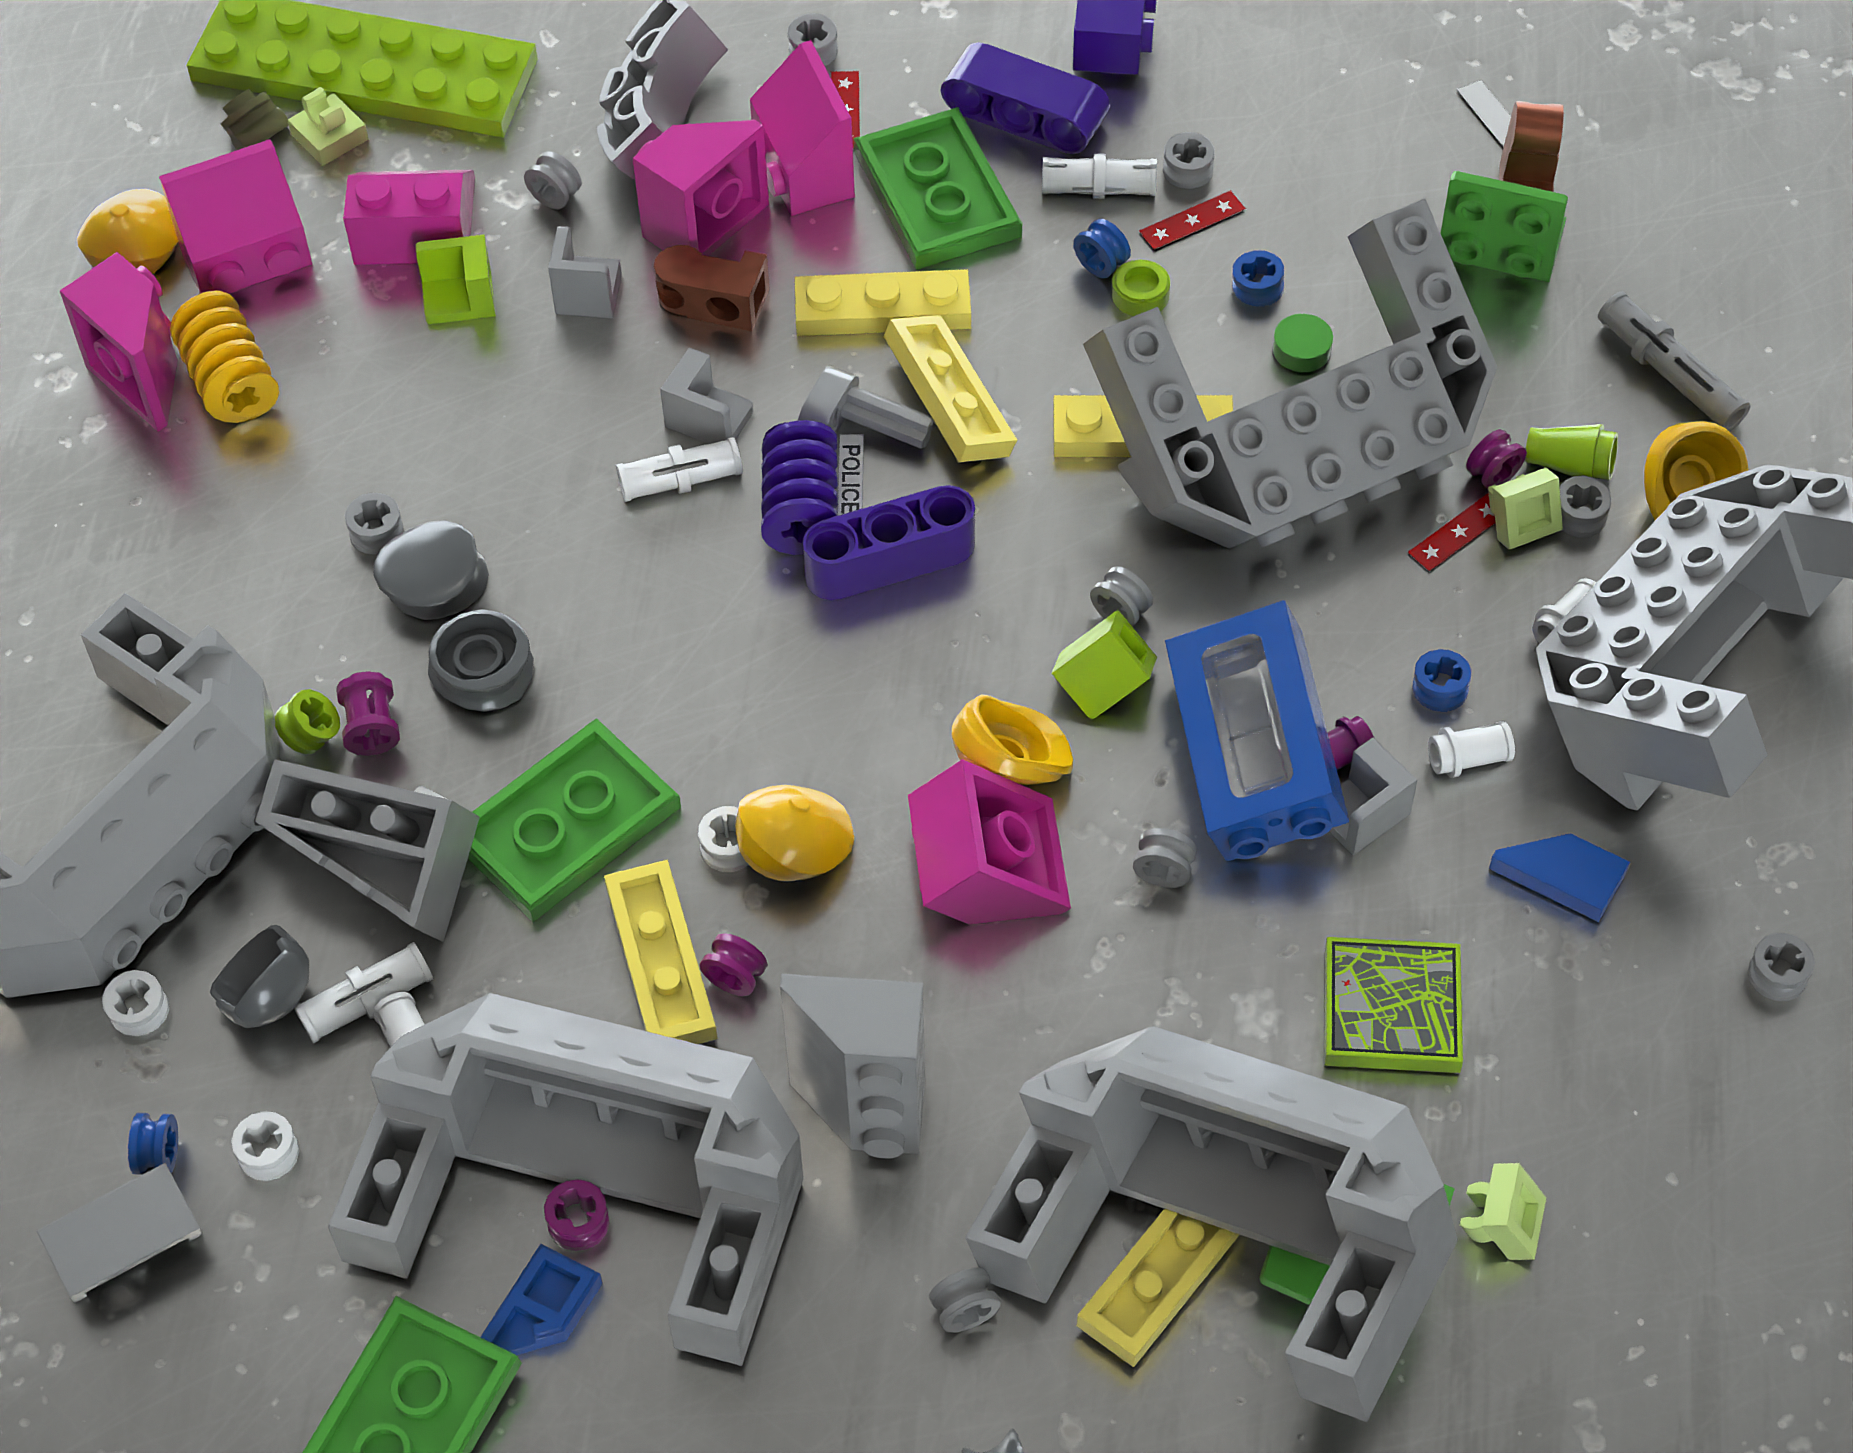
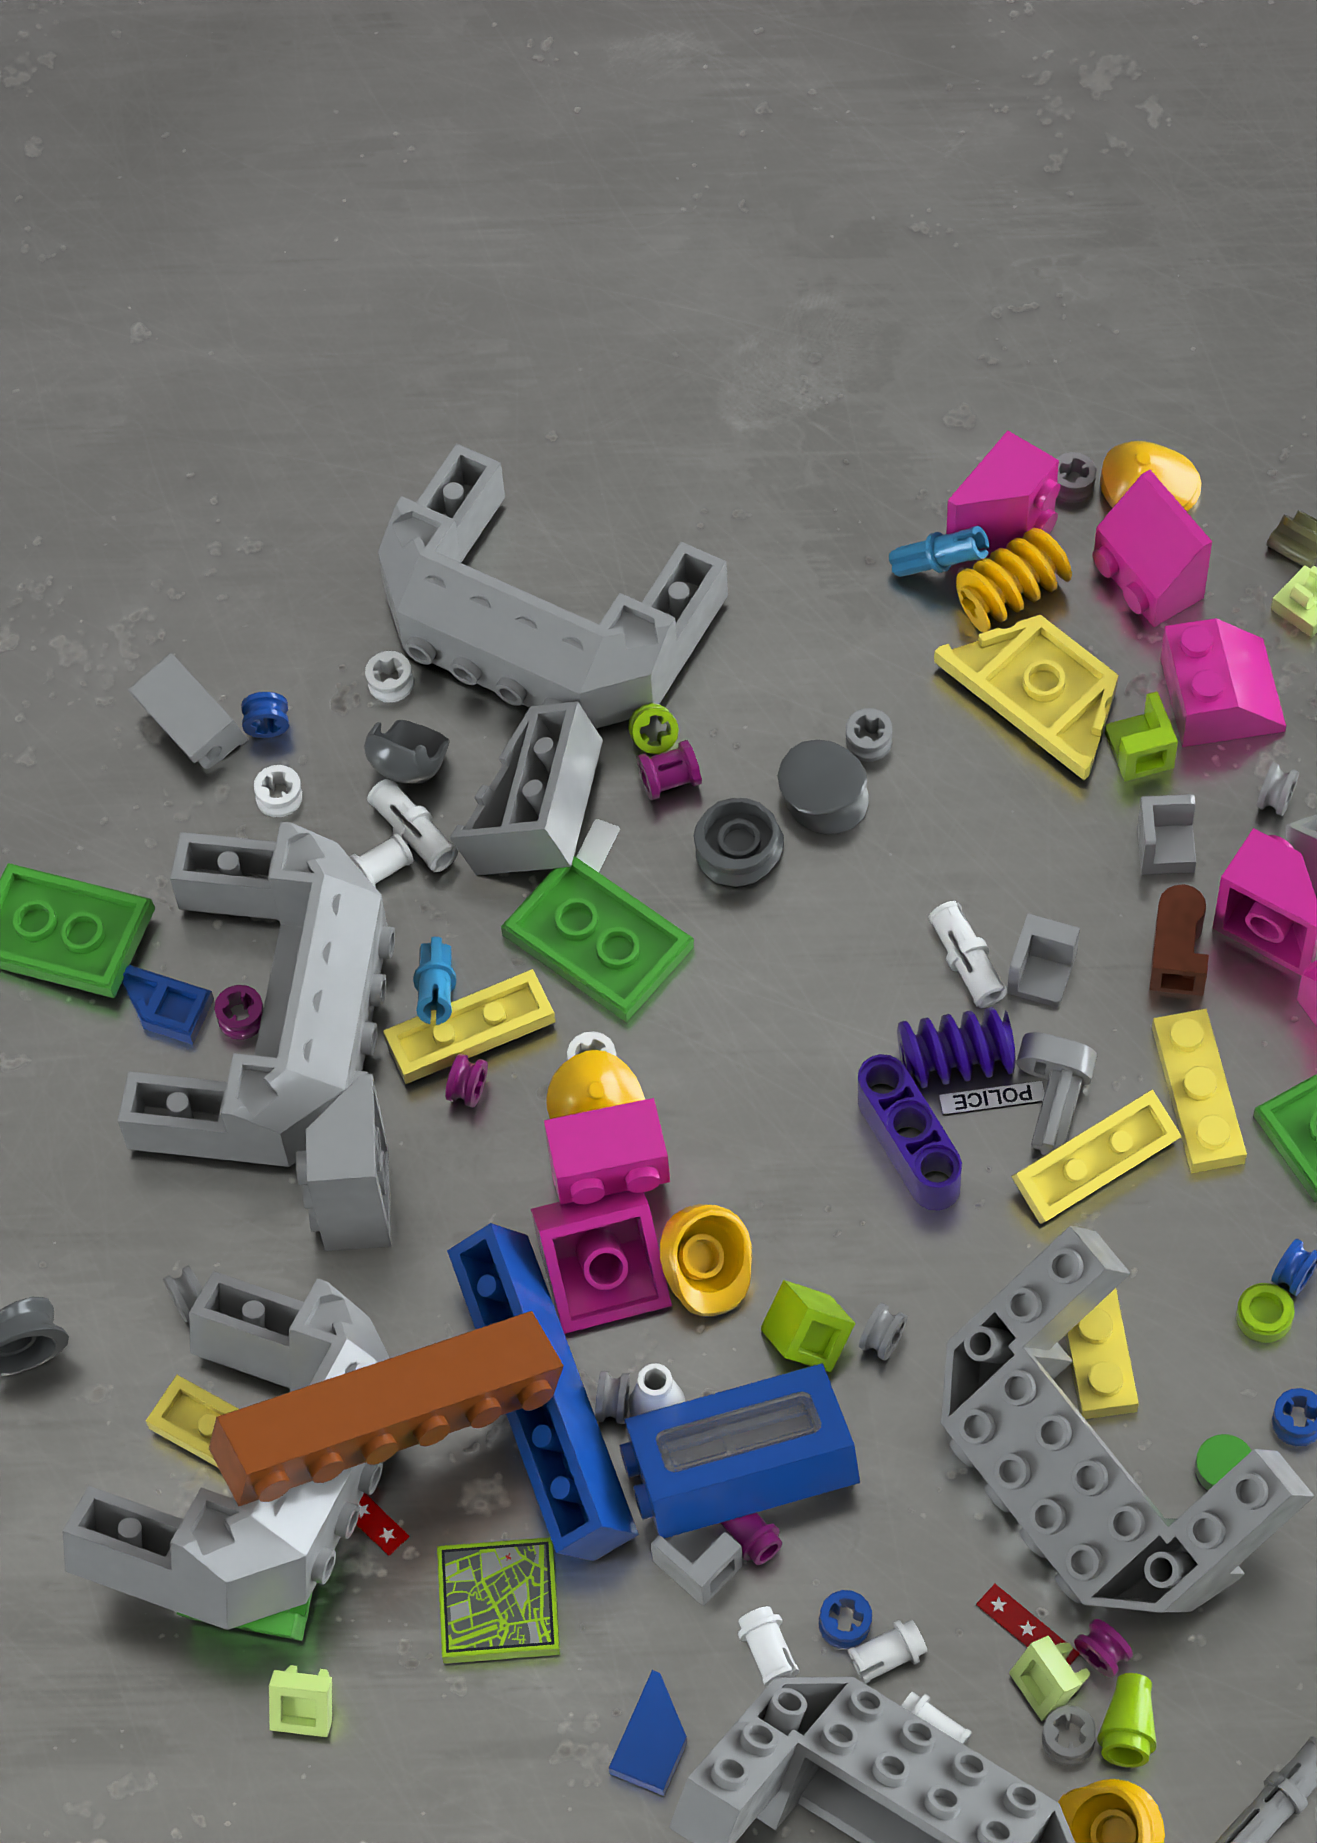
camera: 85 degrees right, 5 degrees up
(167, 414) = (940, 552): none -> dark azure axle
(364, 358) = (1040, 686): none -> light yellow wing
(597, 977) = (434, 981): none -> dark azure axle
(889, 802) = (607, 1152): none -> dark pink slope
(1159, 914) = (561, 1438): none -> blue brick
(1175, 804) = (654, 1390): none -> white cone
(1234, 1005) = (384, 1408): none -> dark orange brick
(1479, 631) = (888, 1651): none -> white pin

